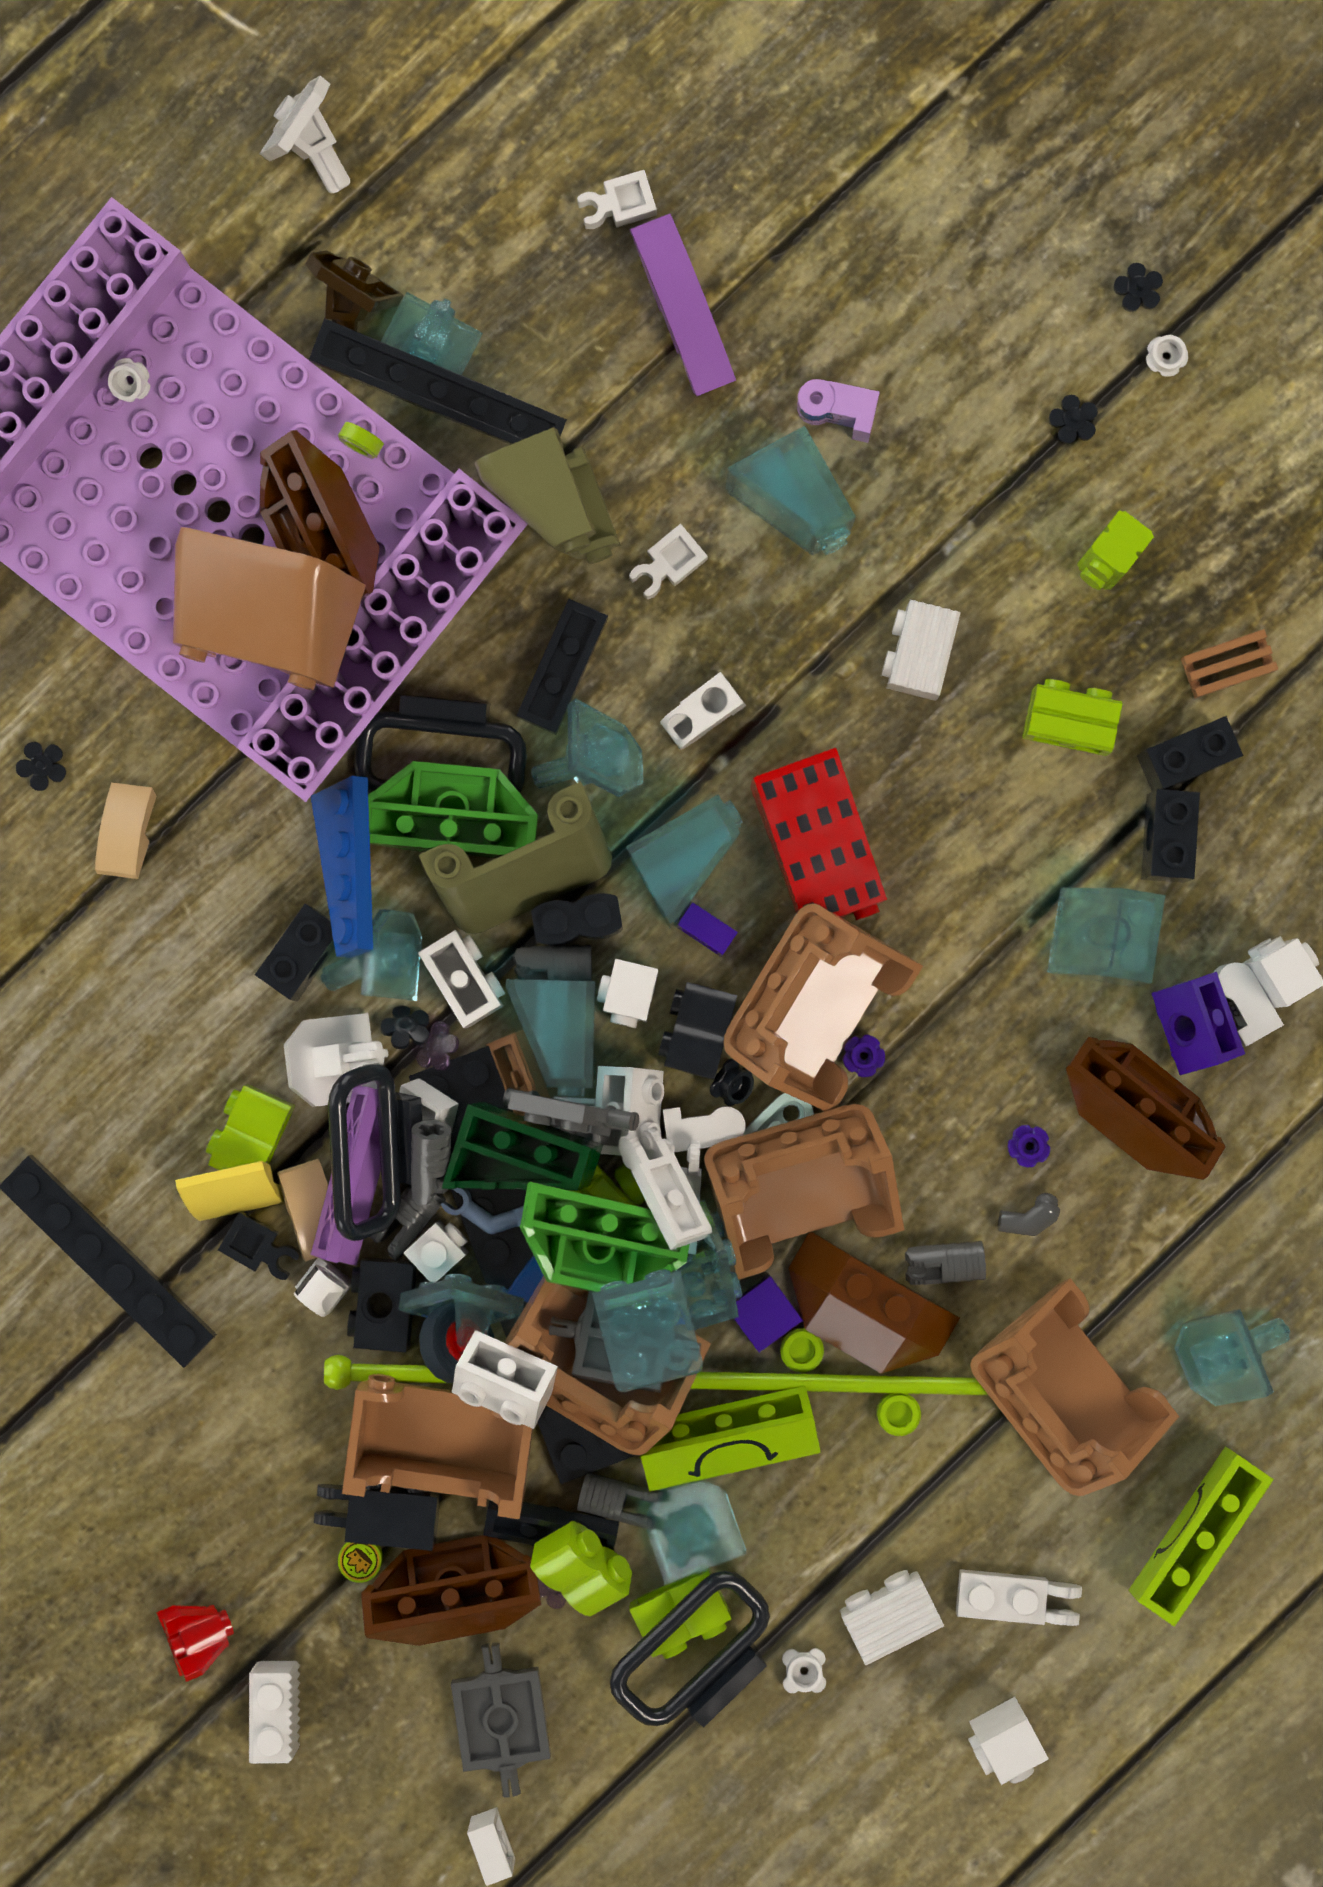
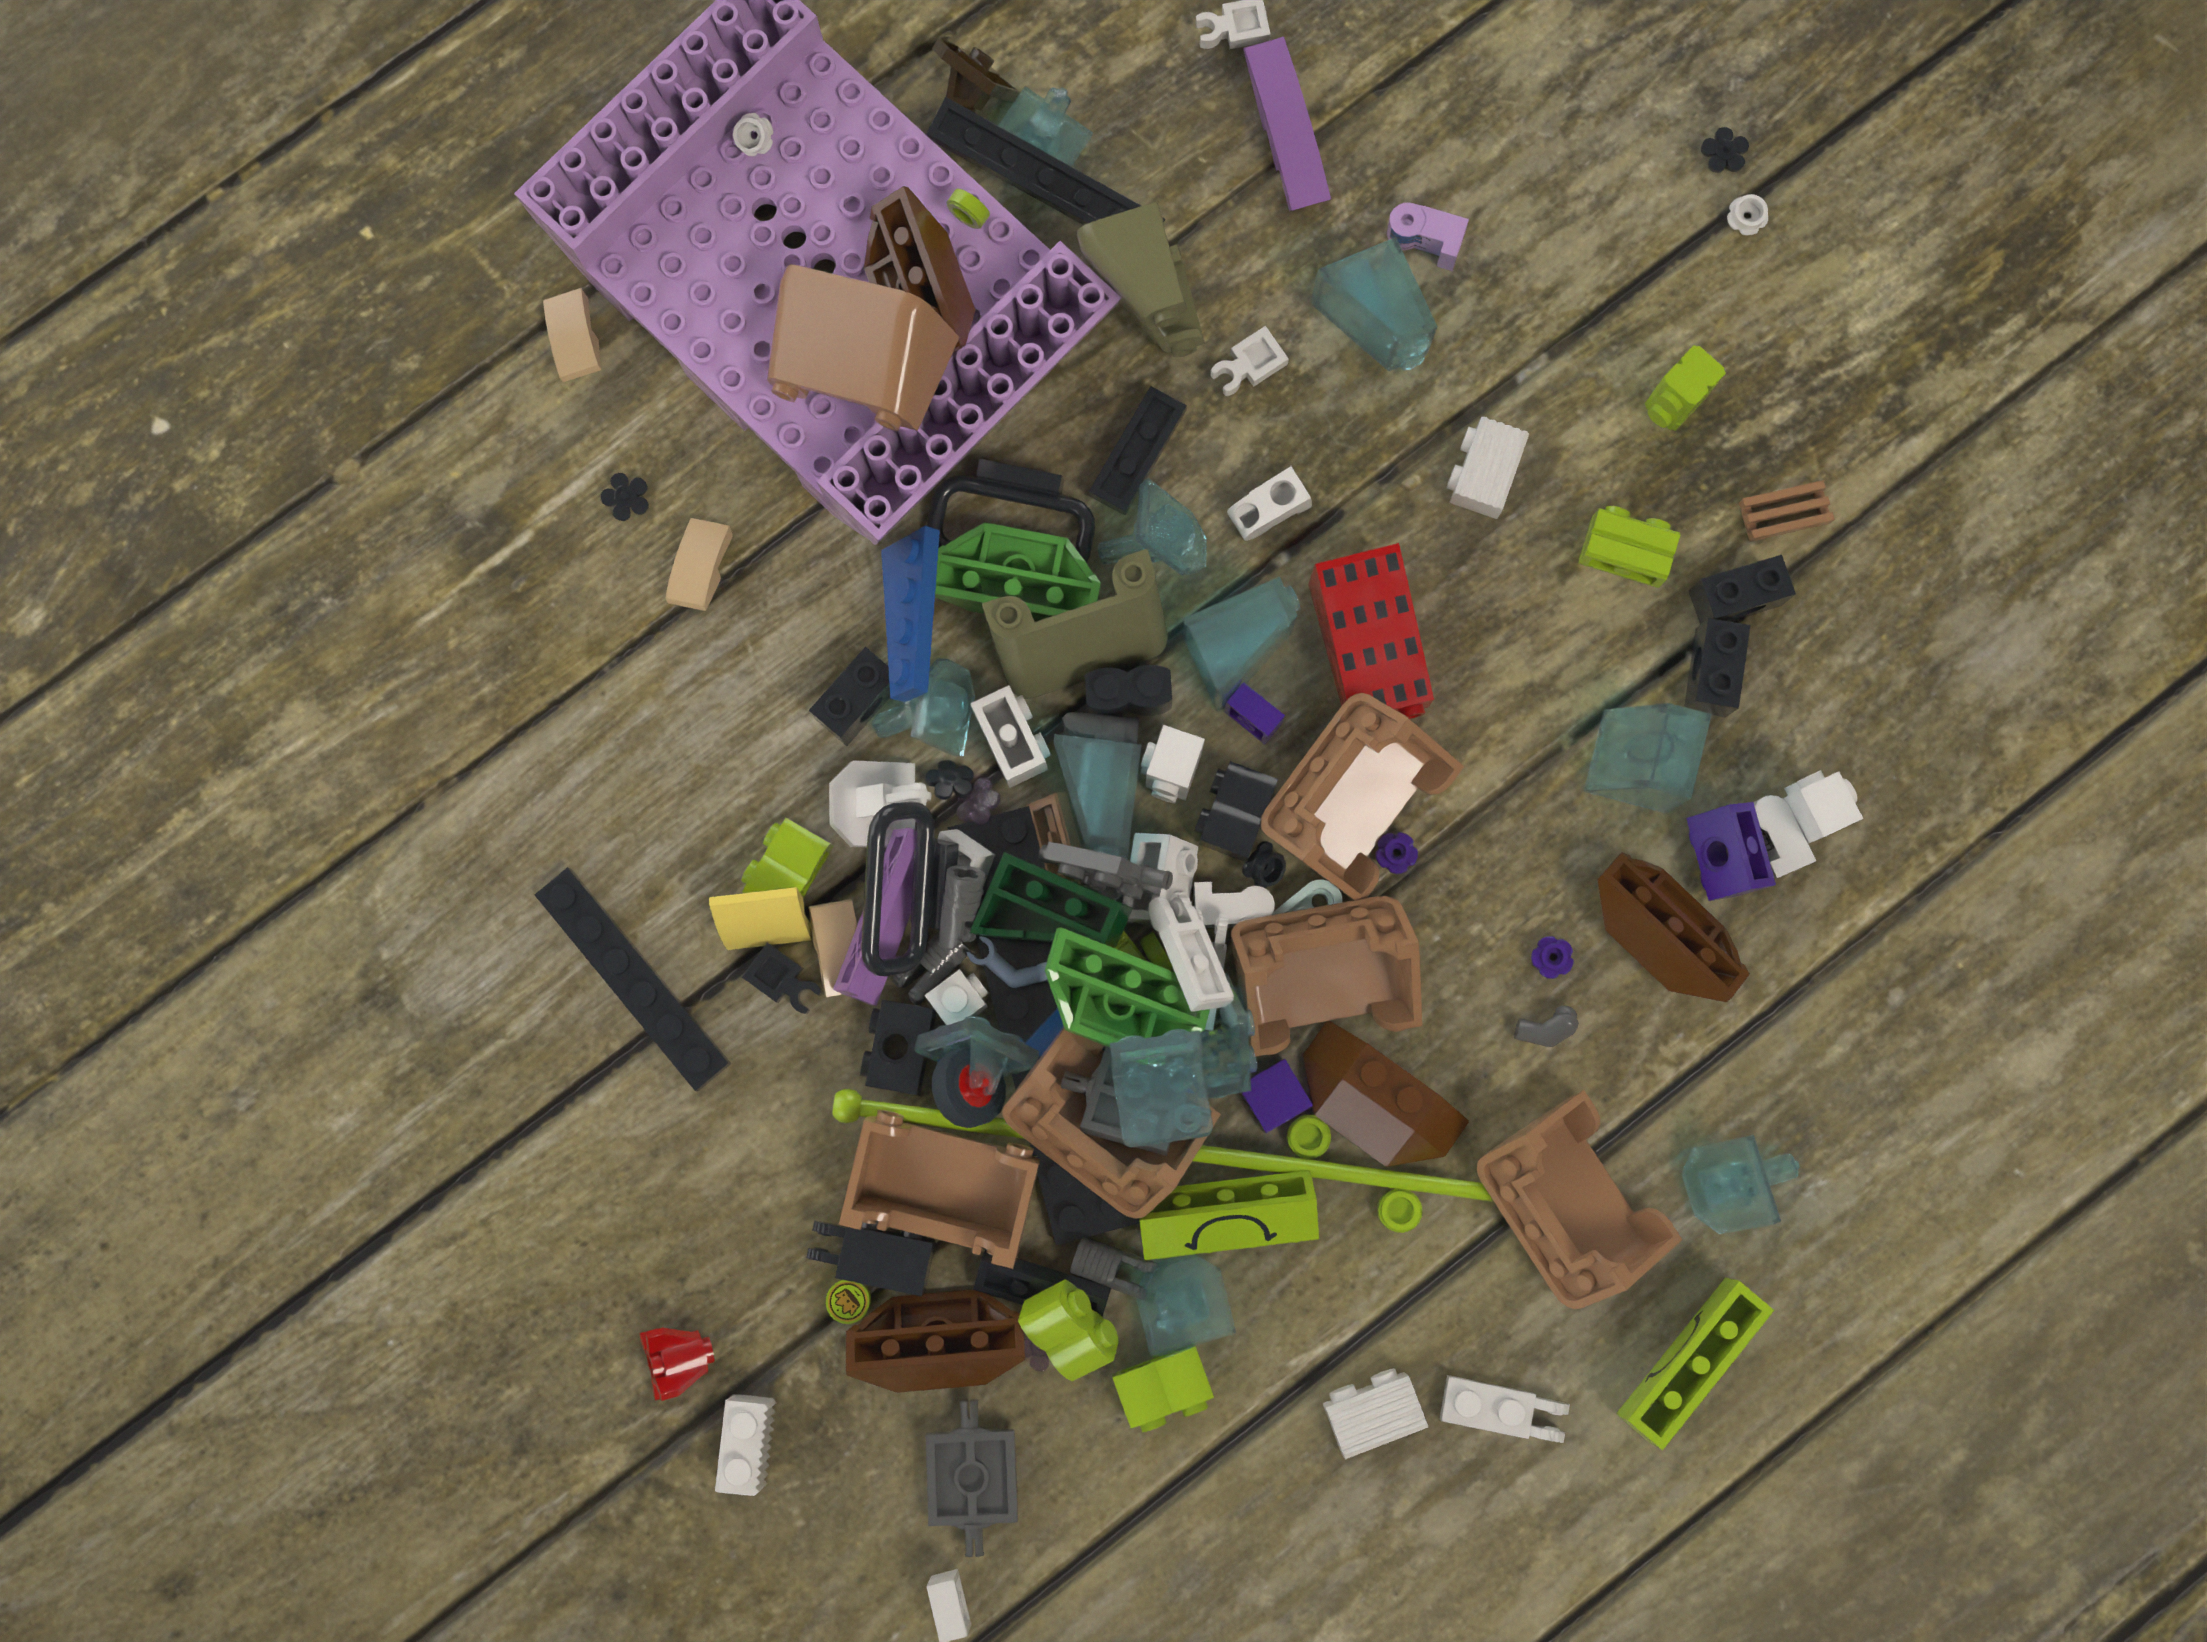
camera: 10 degrees right, 5 degrees down
(322, 1287) = (842, 1024): white leg -> none
(504, 1380) = (1013, 1122): white brick -> none
(720, 1678) = (1196, 1457): black bar -> none
(813, 1679) = (1290, 1470): white plate -> none
(945, 1263) = (1460, 1064): dark grey hinge -> none
(1006, 1743) = (1482, 1553): white brick -> none
(1074, 420) = (1652, 267): black plant -> none

